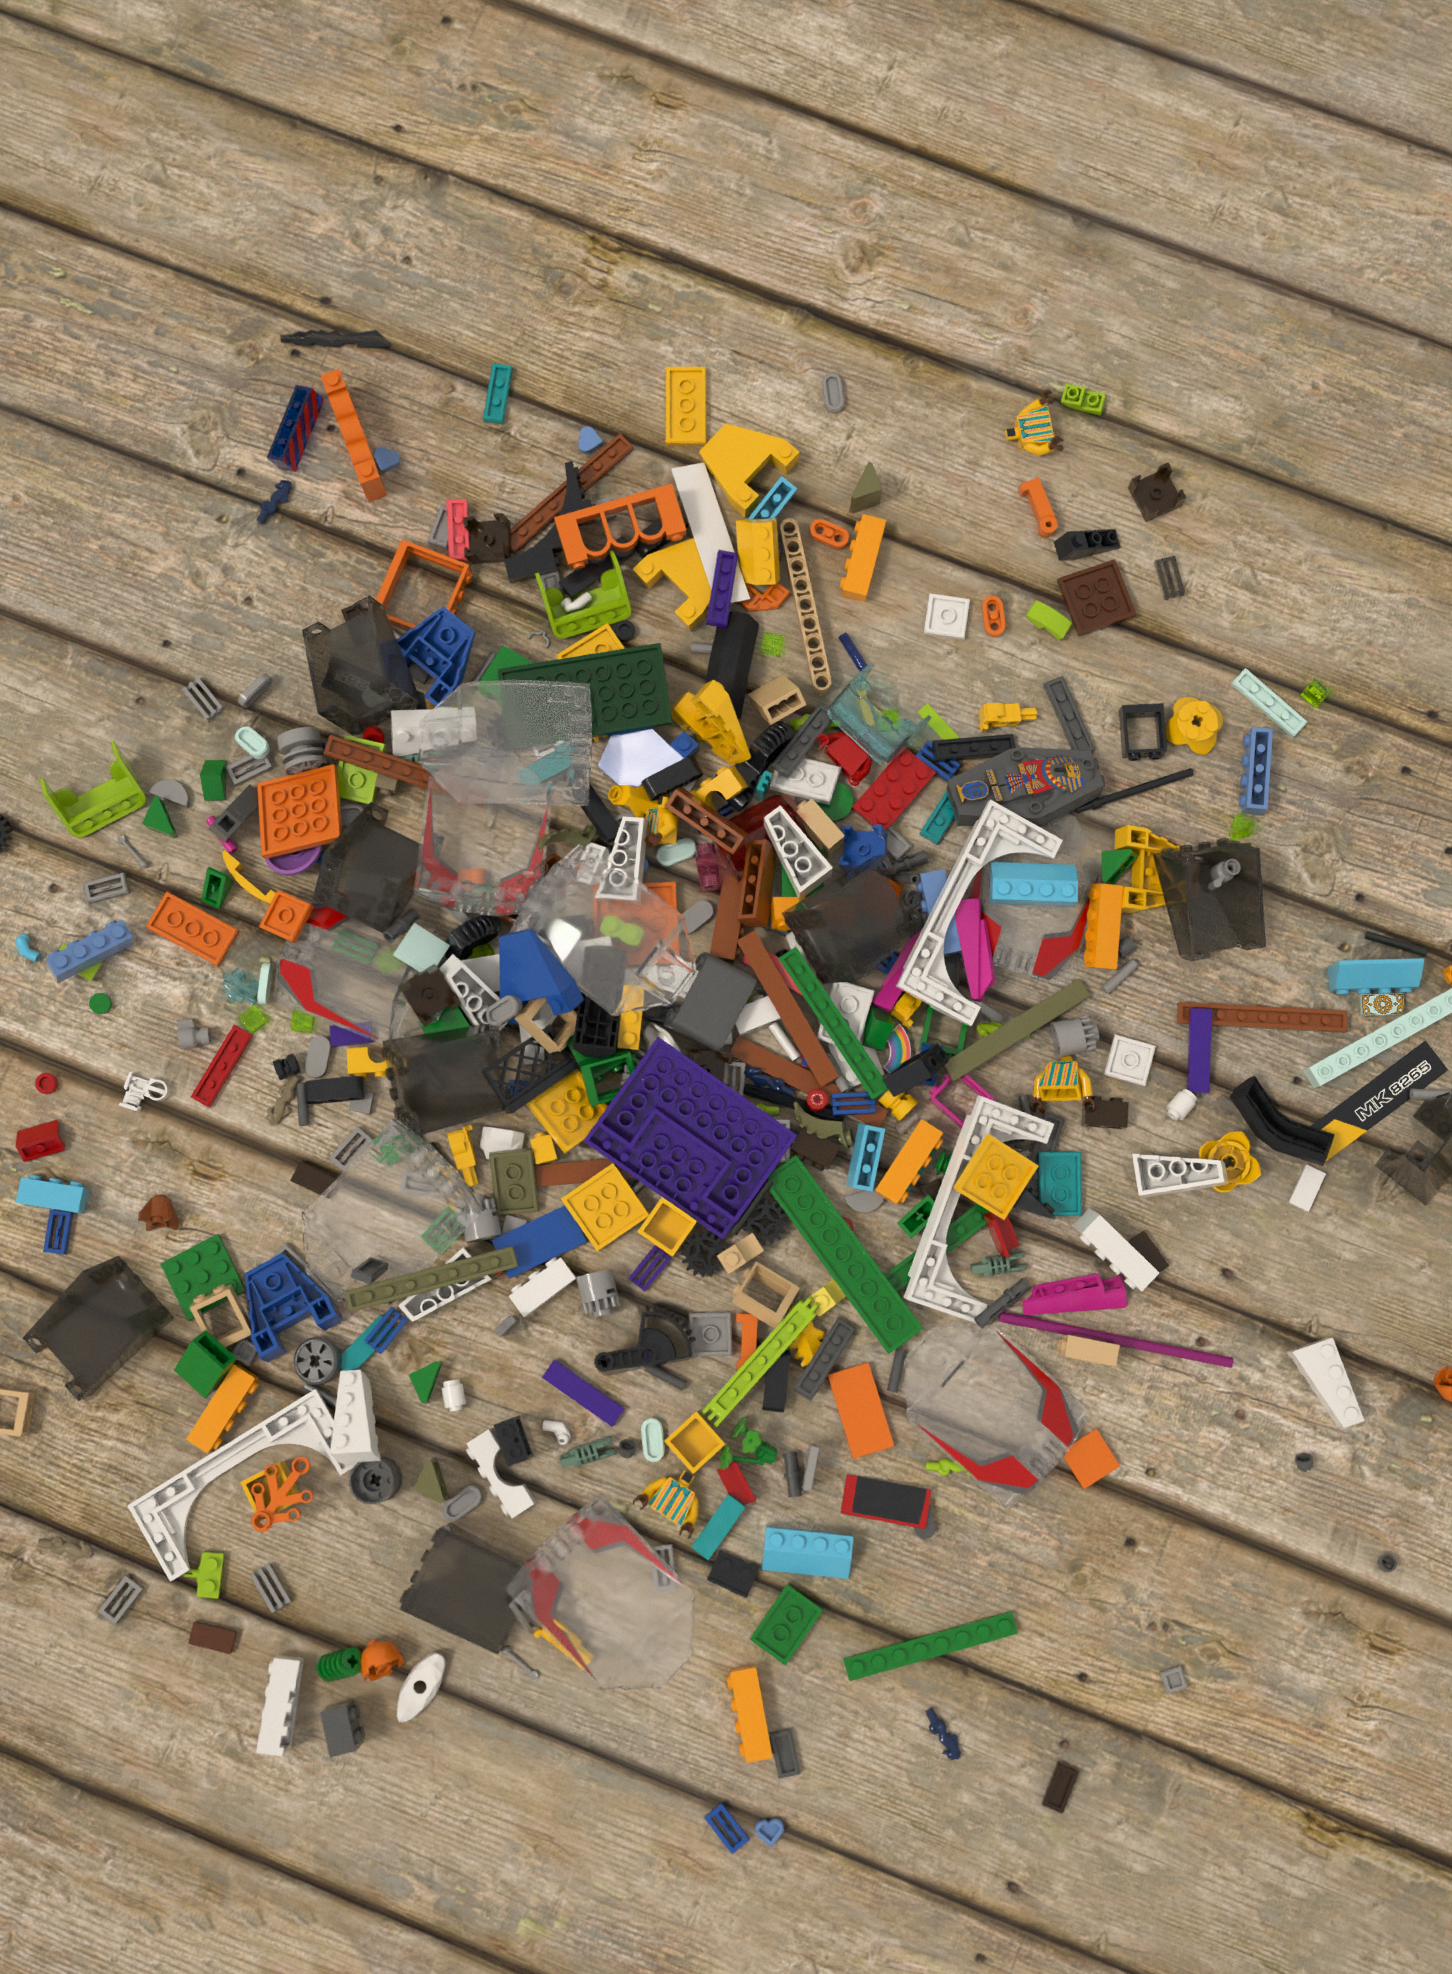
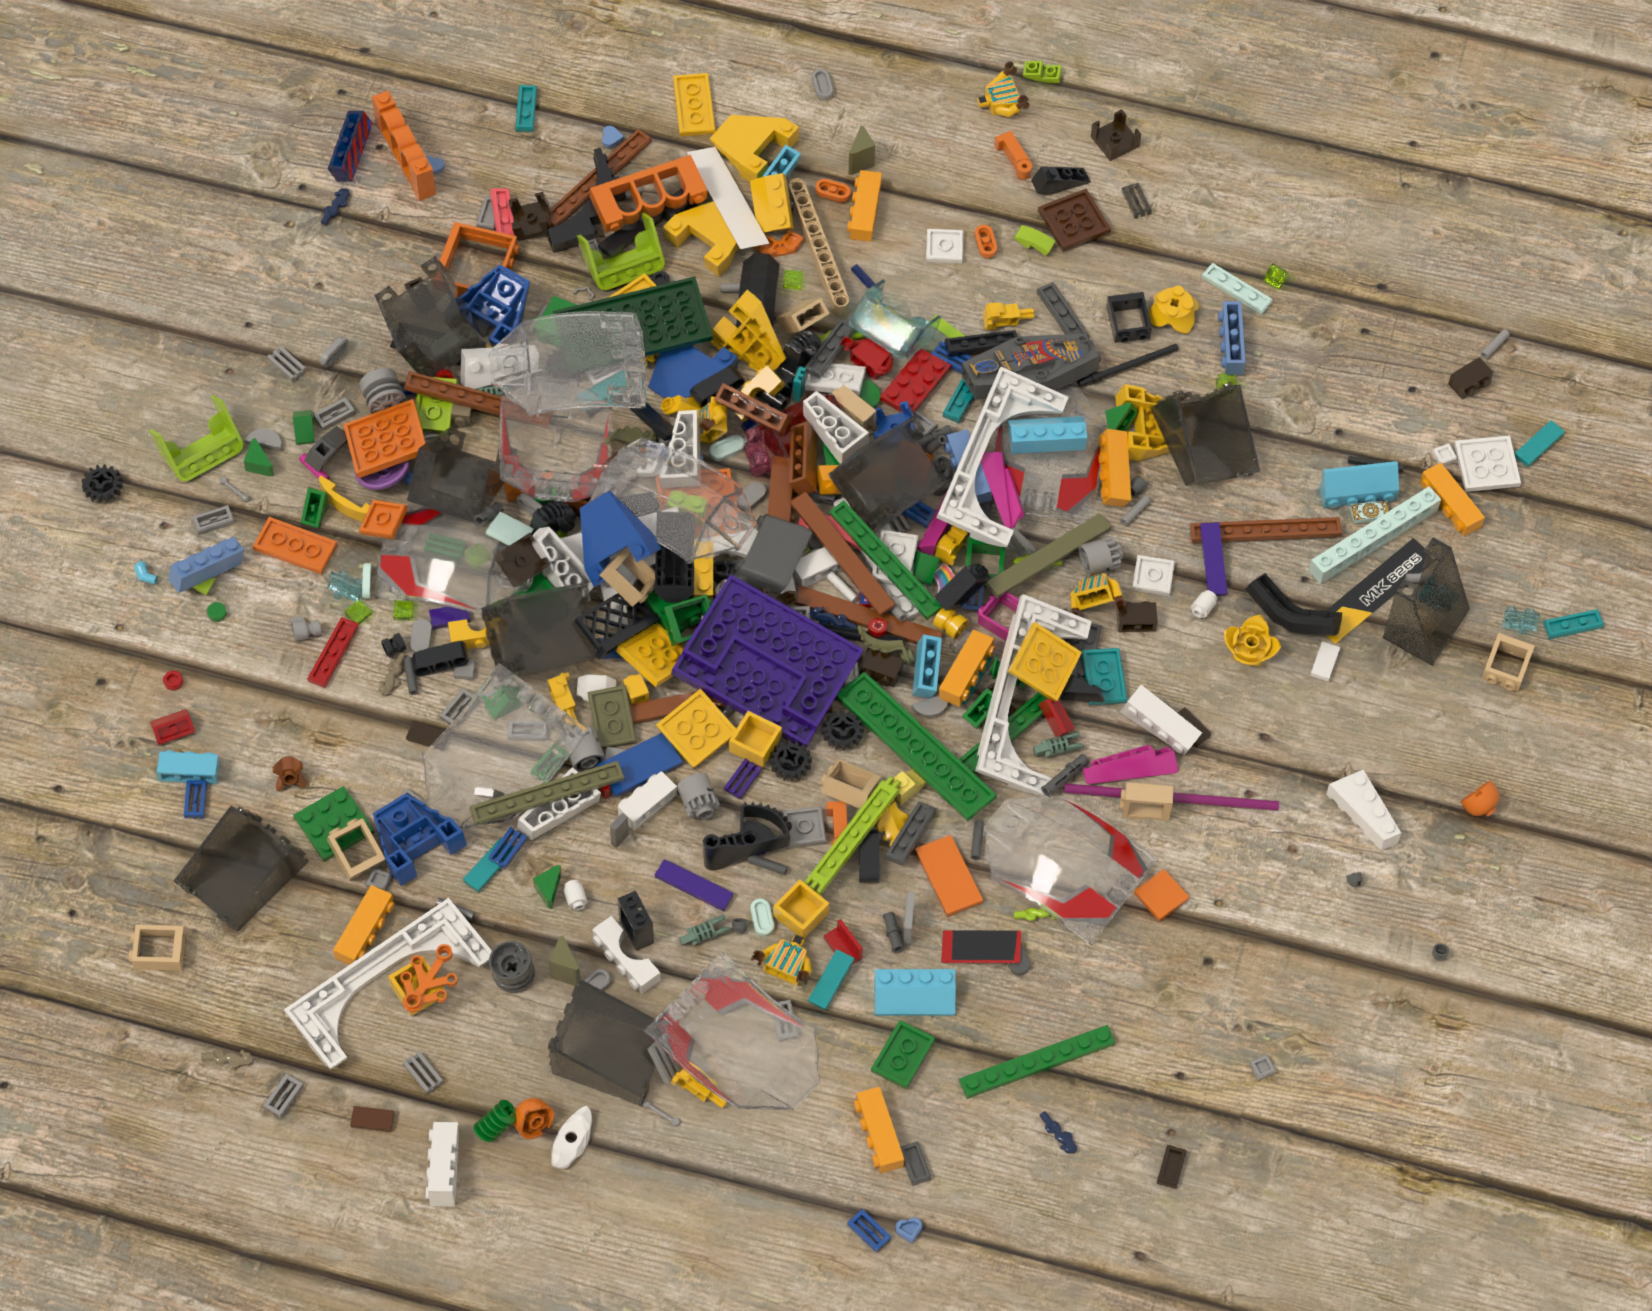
camera: 10 degrees left, 20 degrees down
(140, 1087) = (260, 676): white piece -> none
(205, 1364) = (345, 885): green brick -> none
(208, 1574) = (363, 1066): lime plate -> none
(252, 742) = (335, 392): light aqua tile -> none
(329, 1360) = (446, 867): dark grey wheel -> none
(342, 1727) = (504, 1173): dark grey brick -> none
(354, 1420) = (488, 918): white wedge -> none
(367, 339) = (376, 78): black sword -> none
(504, 1010) = (589, 569): light grey tile -> none
(559, 1429) = (675, 916): white arm -> none
(577, 604) = (617, 260): white arm -> none
(722, 589) = (743, 235): dark purple tile -> none
(733, 1574) = (849, 1020): black plate -> none
(740, 1253) = (822, 752): tan arch -> none
(751, 1207) = (829, 714): pearl dark grey bar -> none
(751, 1443) = (865, 913): plant -> none
(872, 1110) = (910, 624): blue tile -> none
(1170, 1175) = (1206, 653): white wedge -> none
(1223, 872) = (1215, 417): light grey piece -> none

